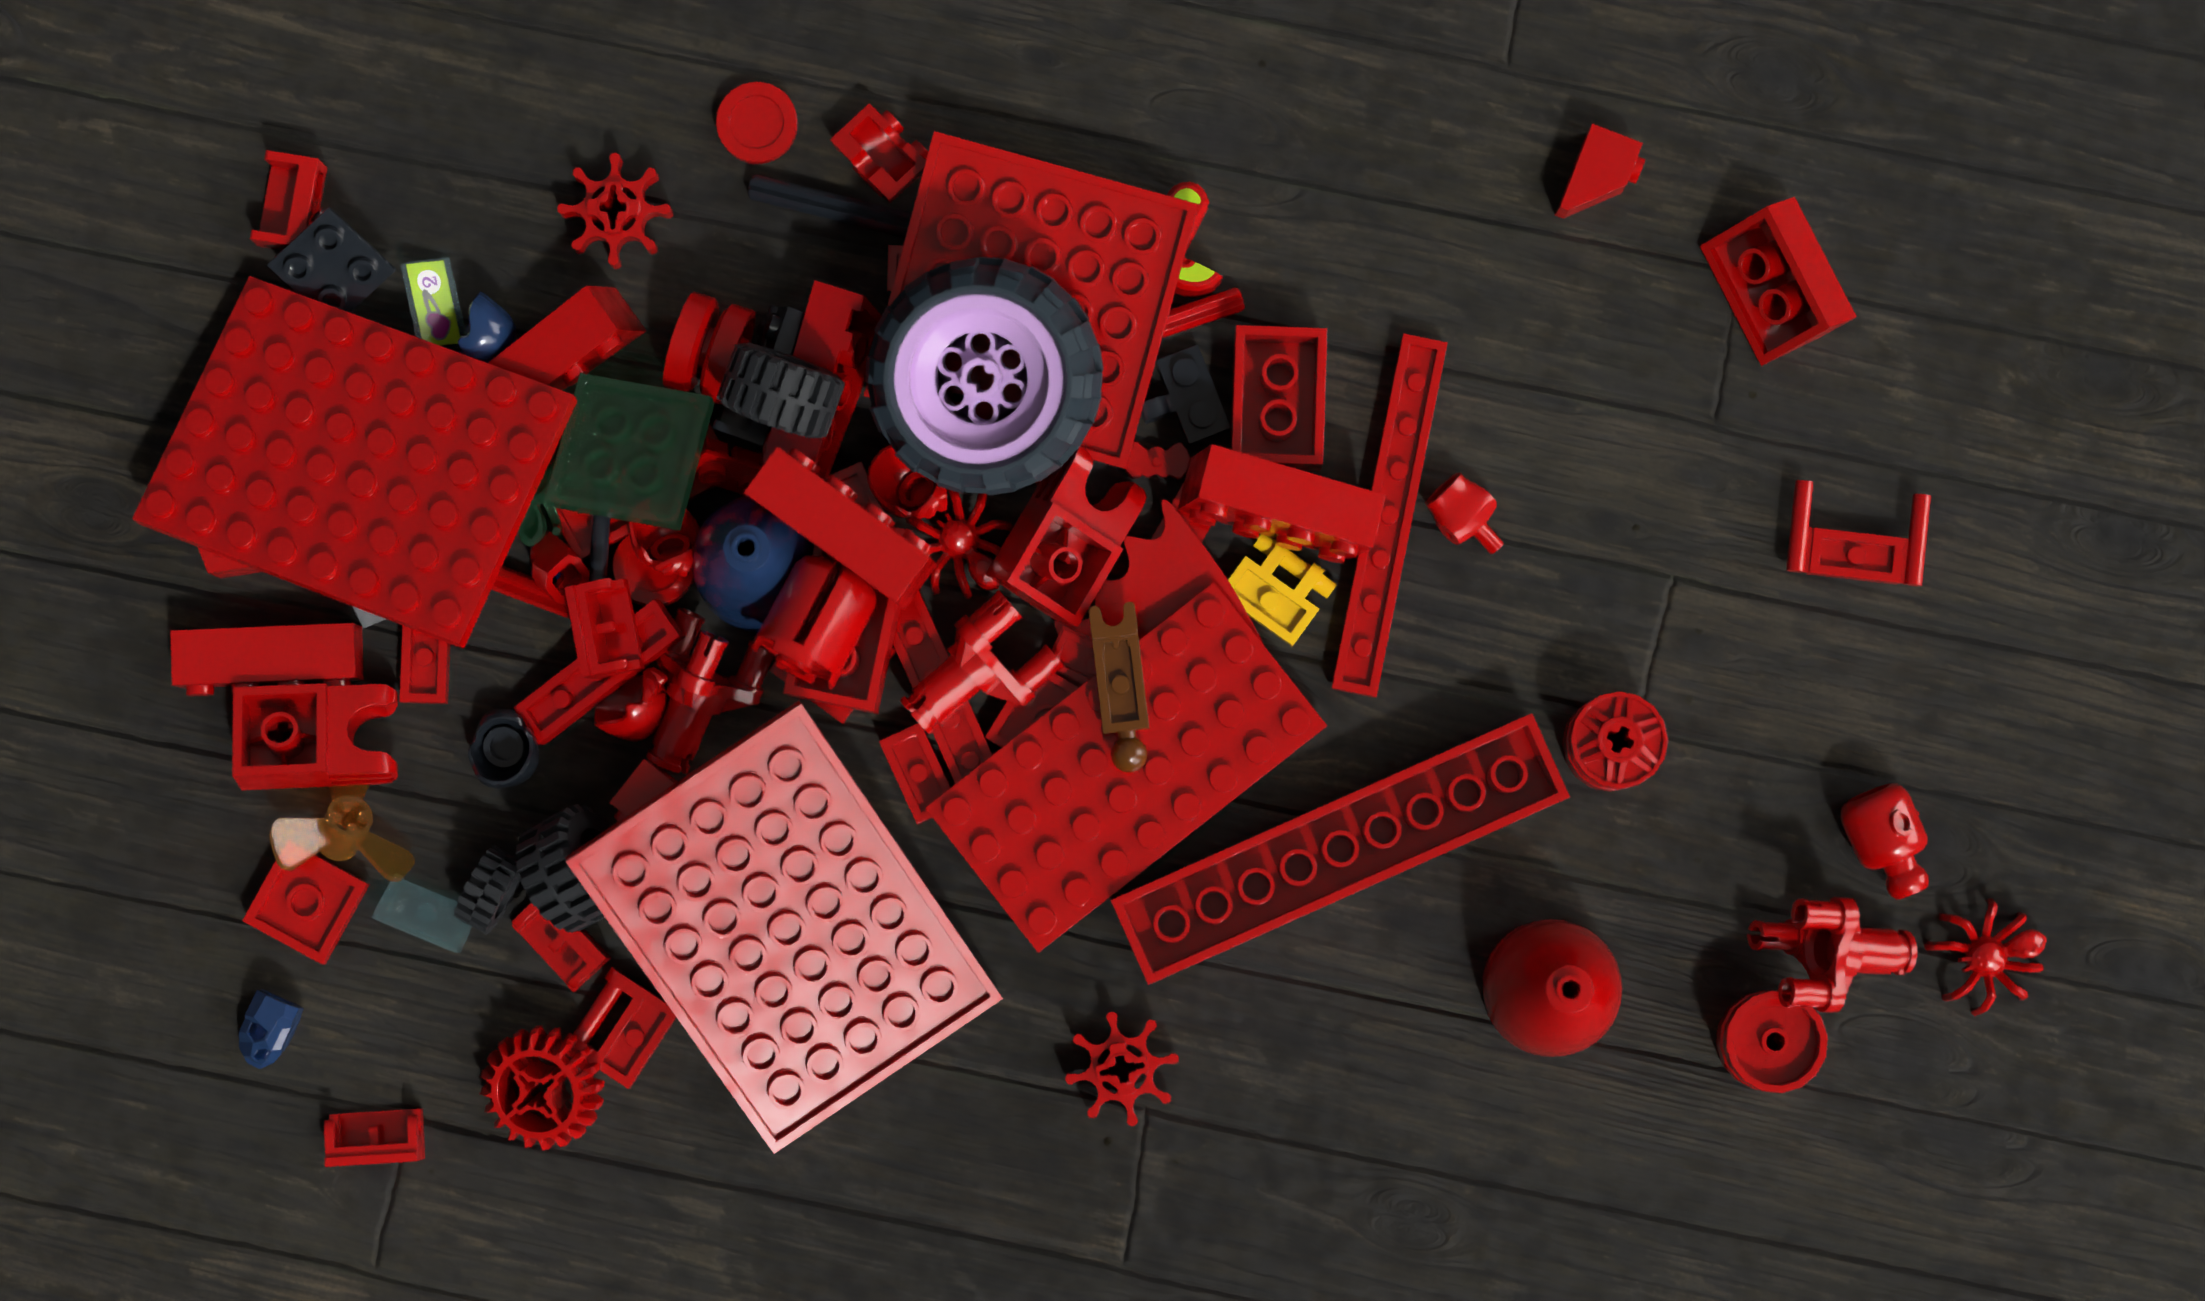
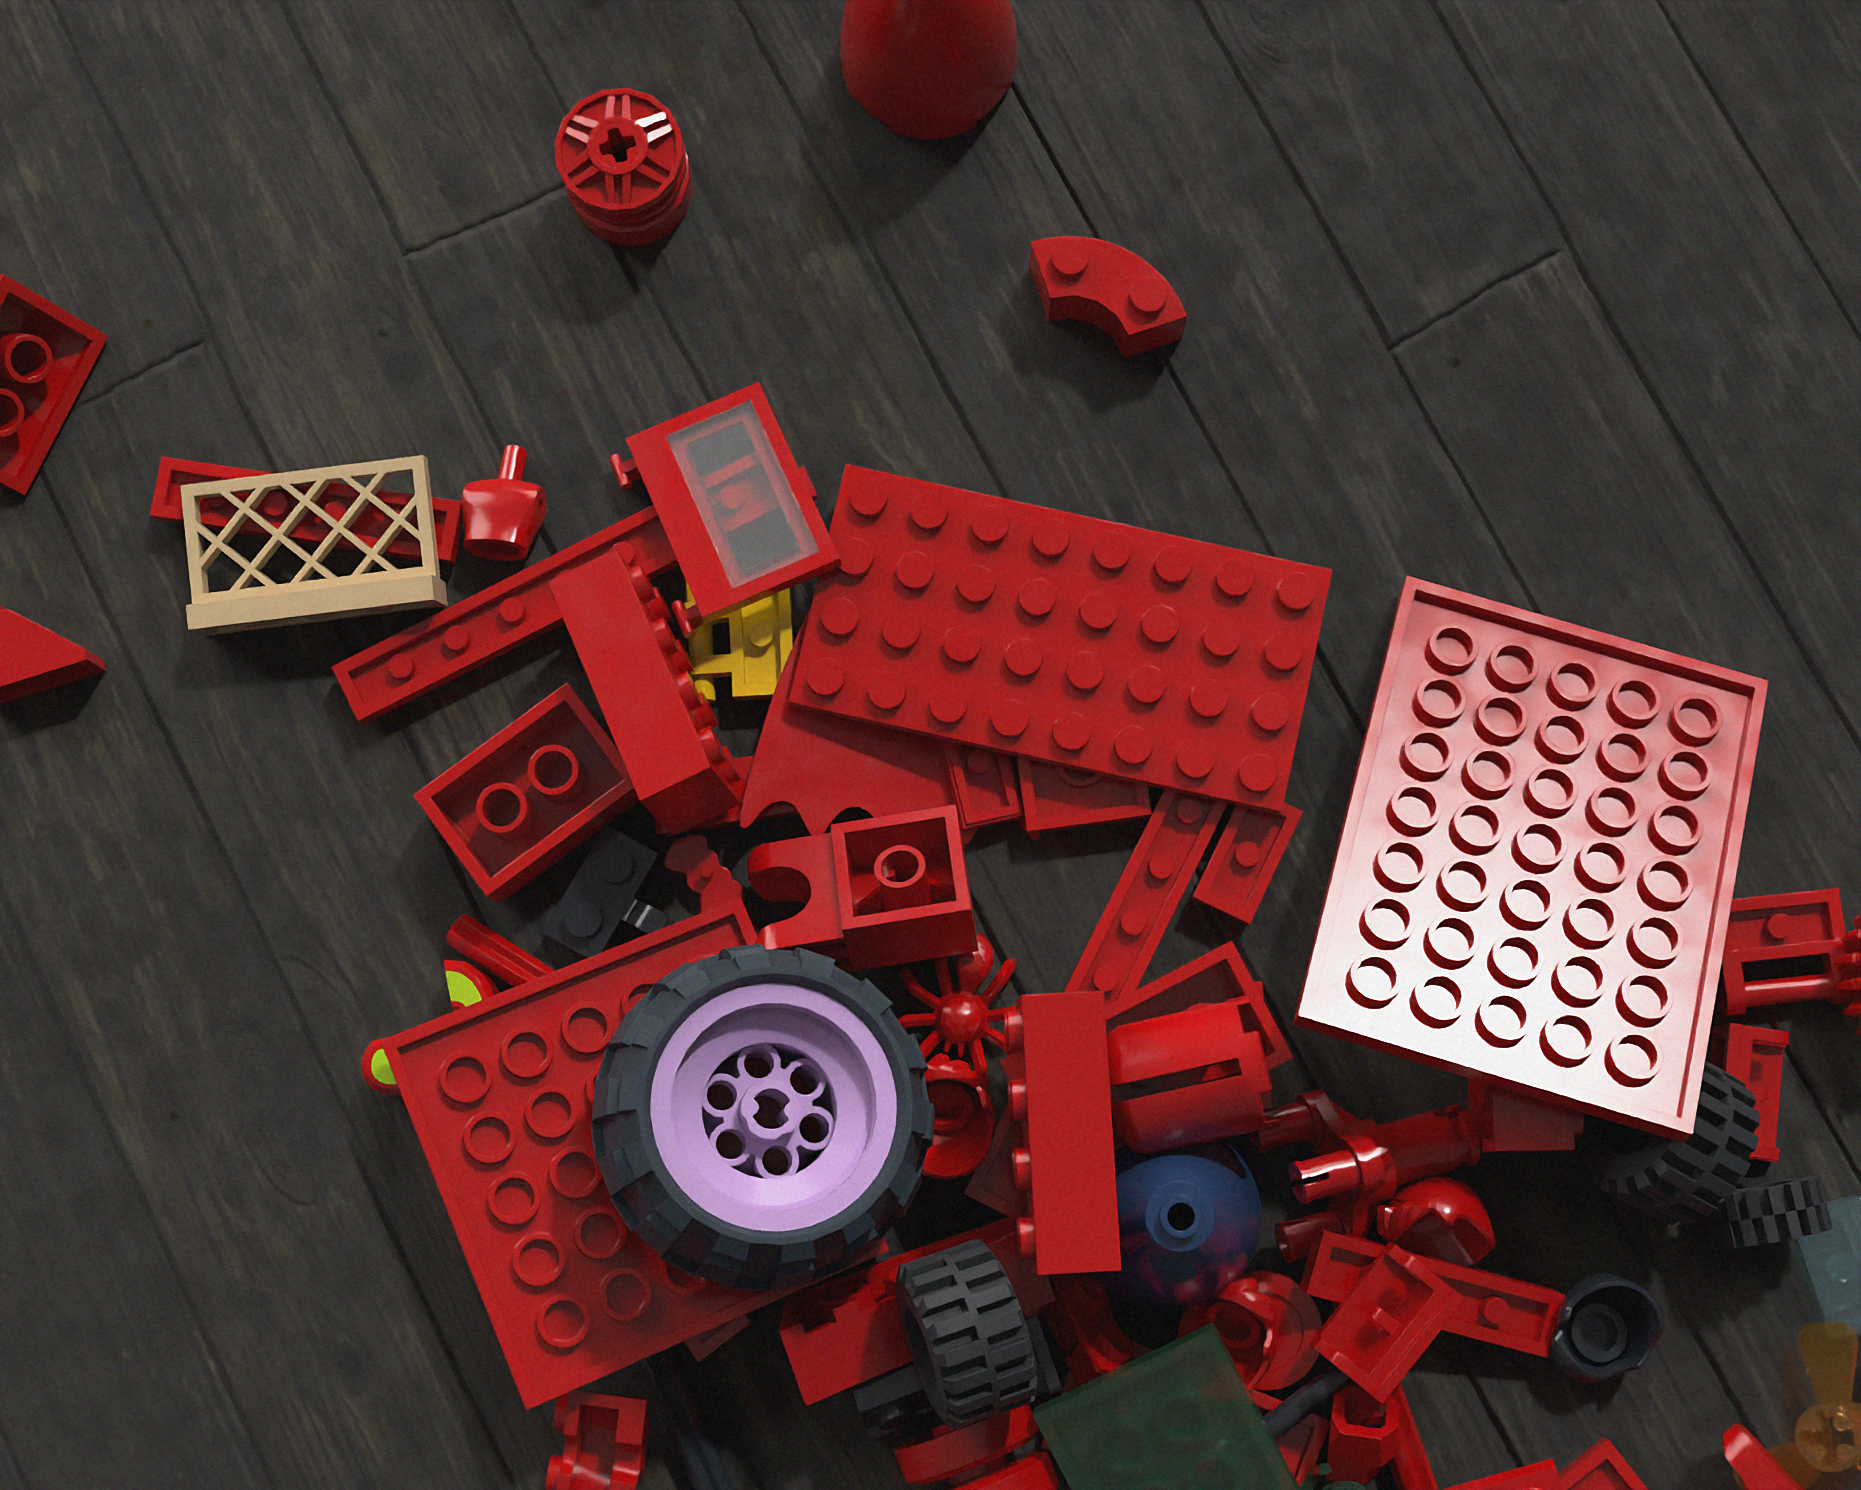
camera: 125 degrees left, 5 degrees down
(977, 668) = (1085, 879): red wheel -> none
(1120, 685) = (980, 703): reddish brown plate -> none
(1126, 1090) = (1384, 419): red gear -> none
(1314, 967) = (1106, 288): none -> red brick
(1340, 848) = (964, 353): red brick -> none
(1358, 641) = (730, 504): none -> piece
(1496, 361) = (313, 599): none -> tan fence
(1555, 400) = (311, 529): none -> red plate
(1854, 553) = (234, 89): red plate -> none

